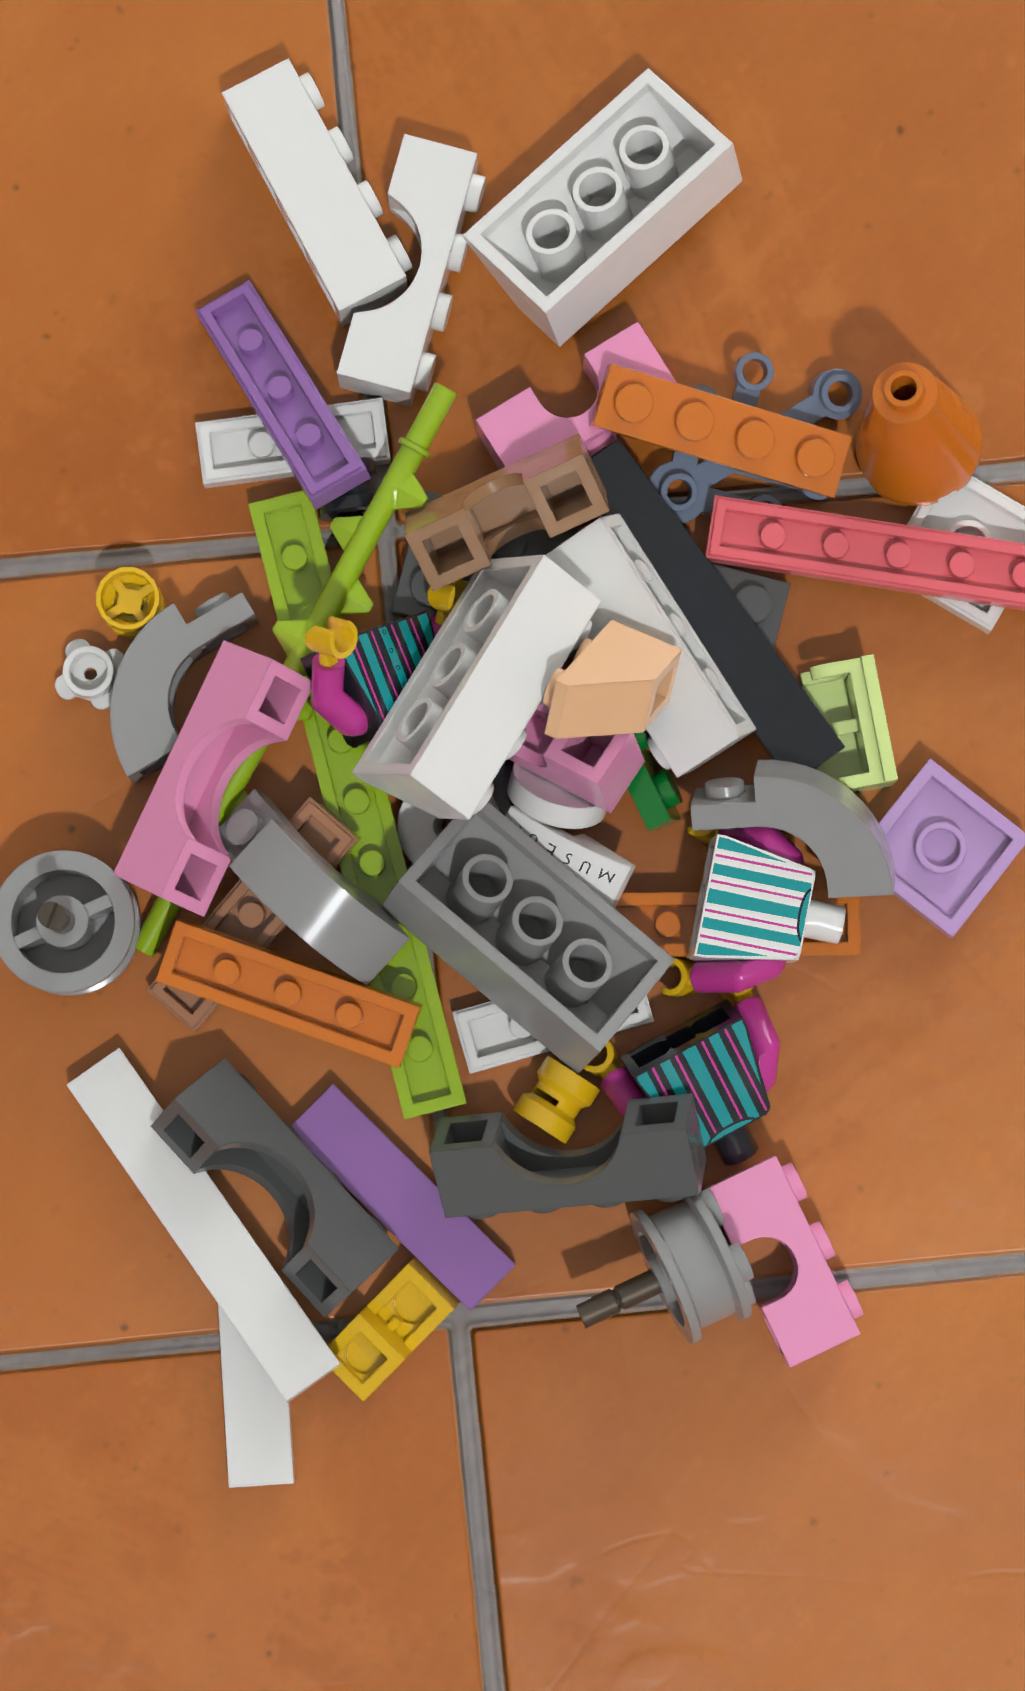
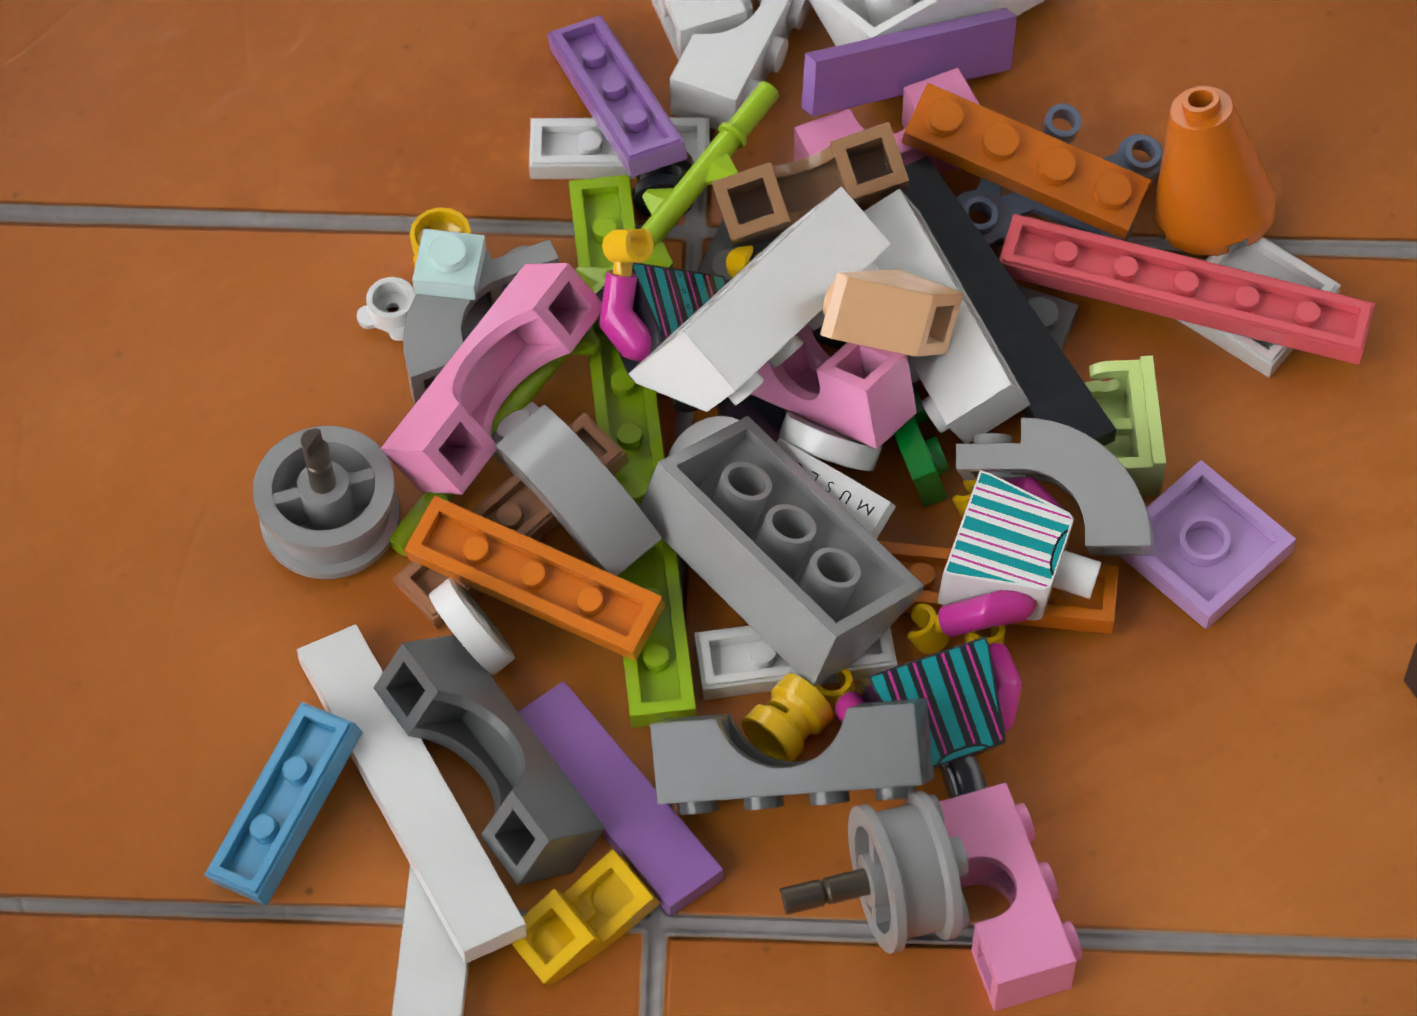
camera: 10 degrees right, 25 degrees down
(85, 1254) = (283, 803): none -> dark azure tile
(144, 642) = (449, 264): none -> light aqua plate
(235, 1049) = (471, 626): none -> white piece
(585, 321) = (886, 64): none -> medium lavender tile

